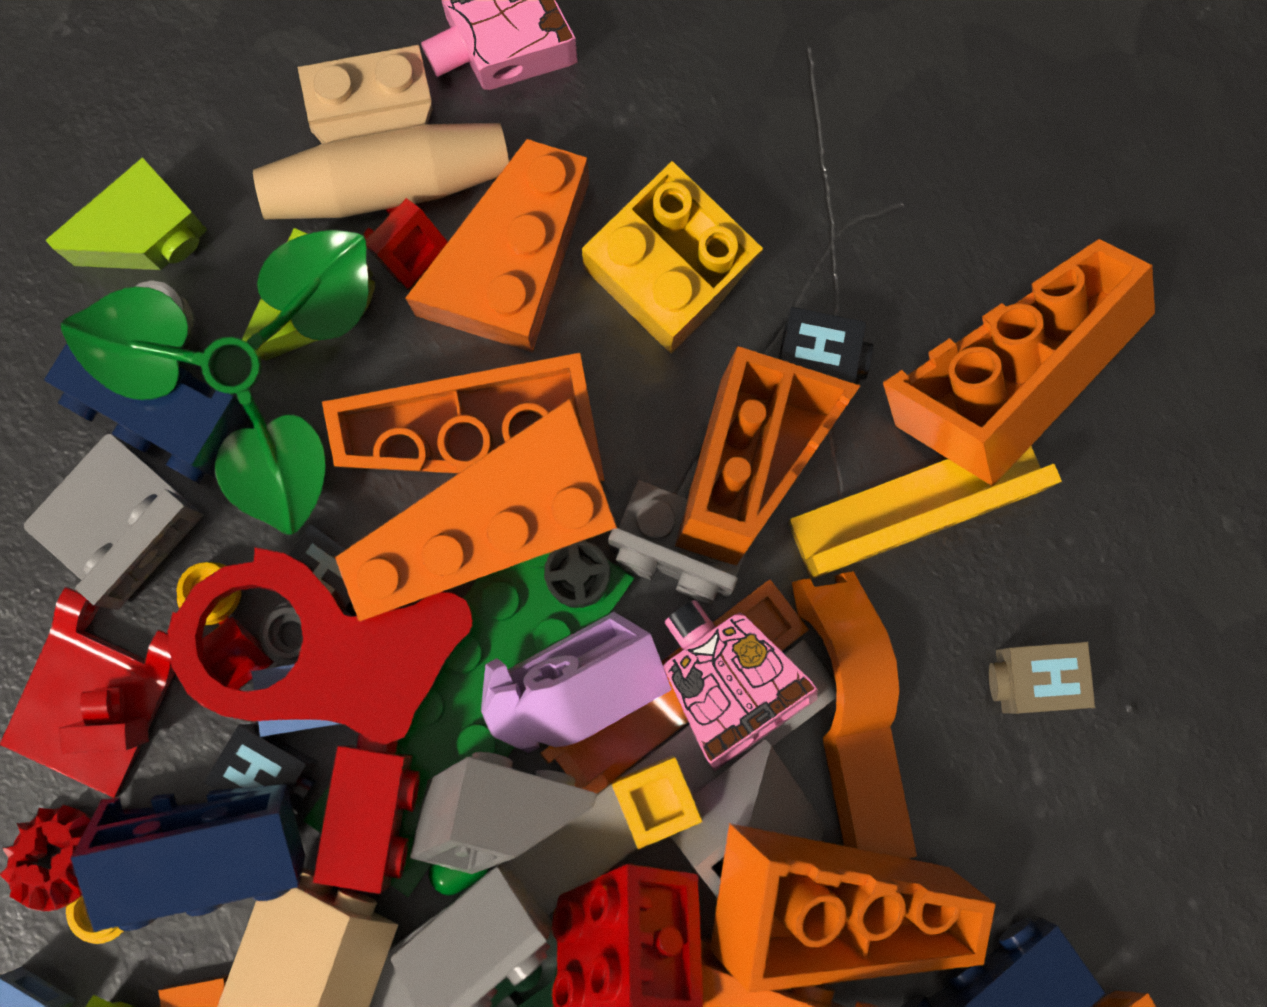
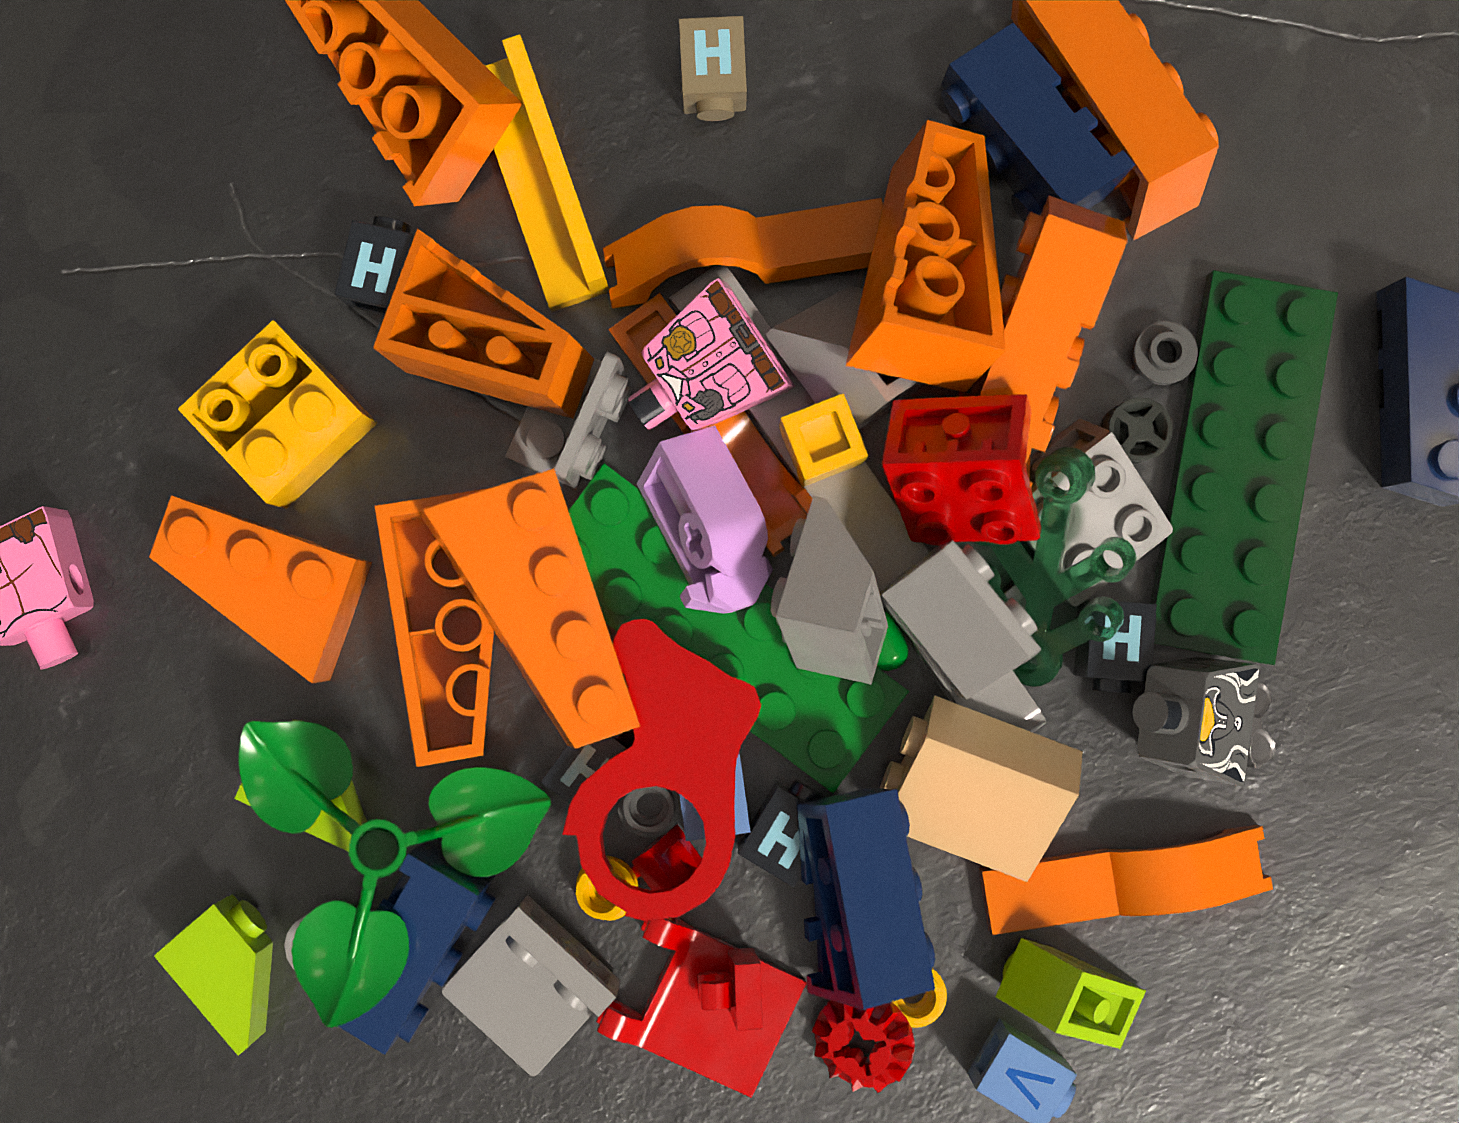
camera: 90 degrees left, 5 degrees up
(364, 817) = (830, 728): red brick -> none
(375, 143) = (146, 716): tan plate -> none
(405, 242) = (253, 686): red tile -> none
(575, 565) = (596, 505): pearl dark grey wheel -> none

